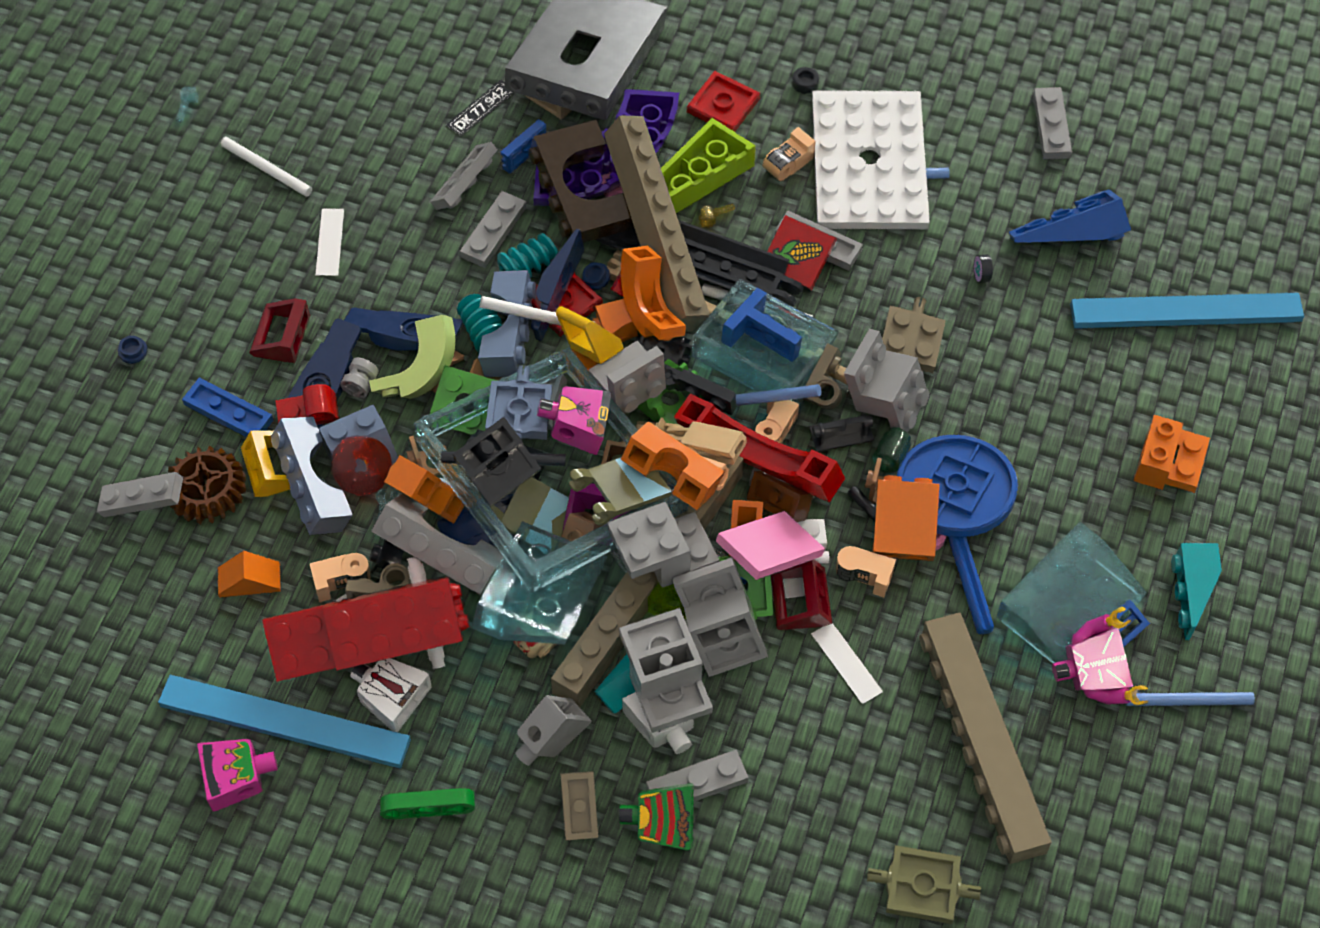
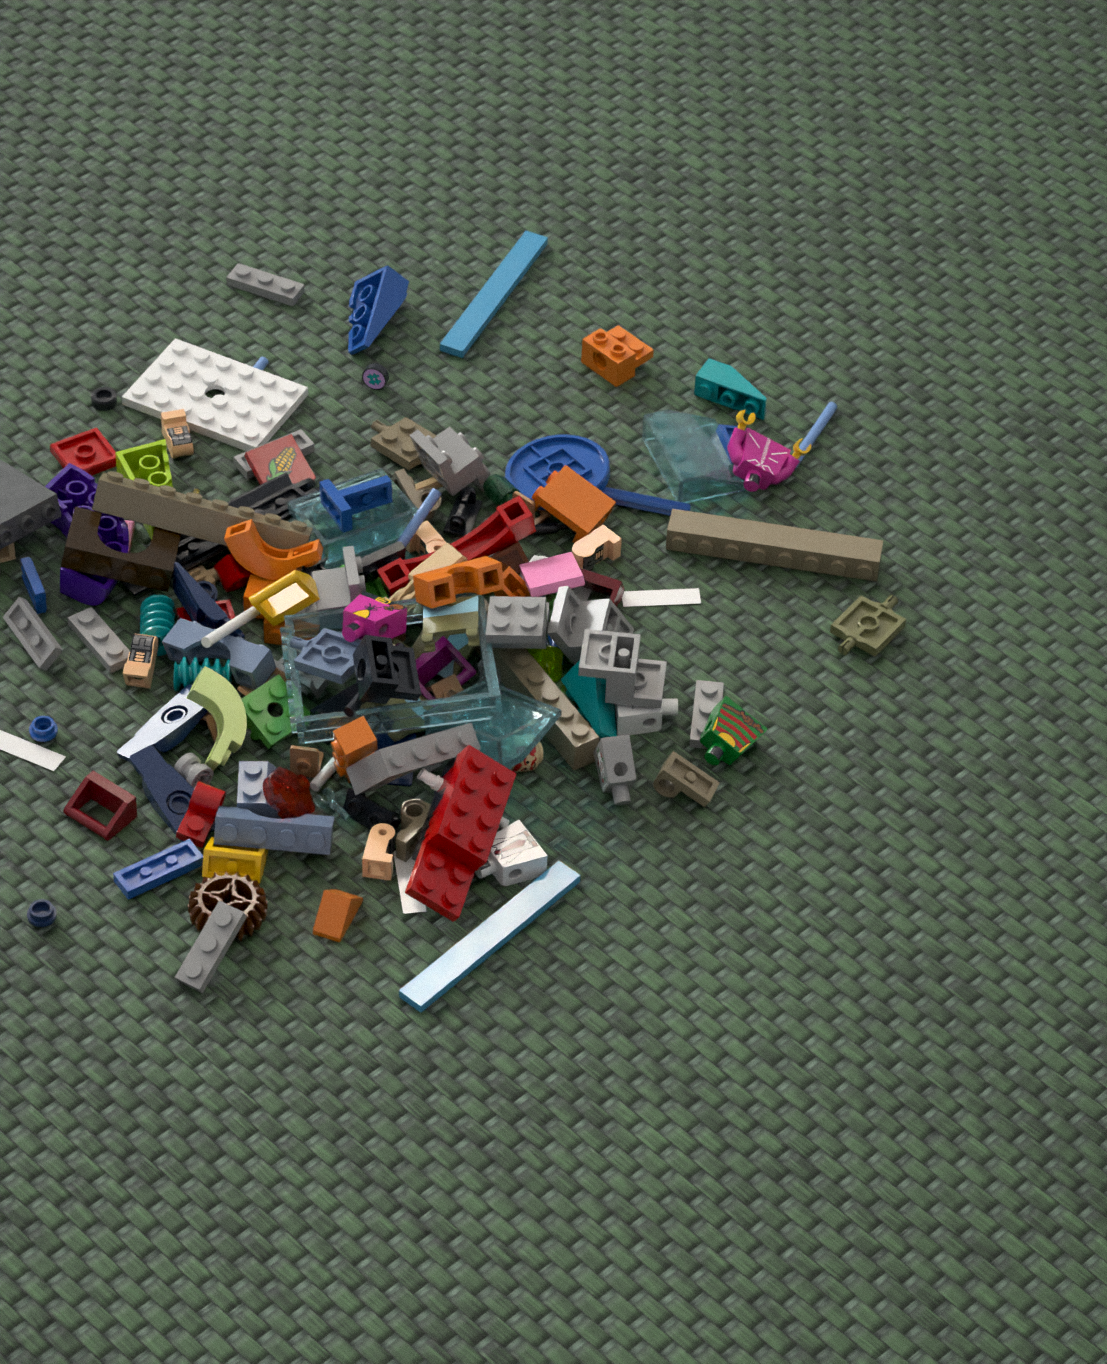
camera: 65 degrees left, 15 degrees down
(232, 771) = (517, 978): dark pink torso -> none
(354, 235) = (43, 729): none -> blue plate
(427, 803) = (626, 870): green beam -> none
(472, 270) = (141, 661): none -> light nougat leg

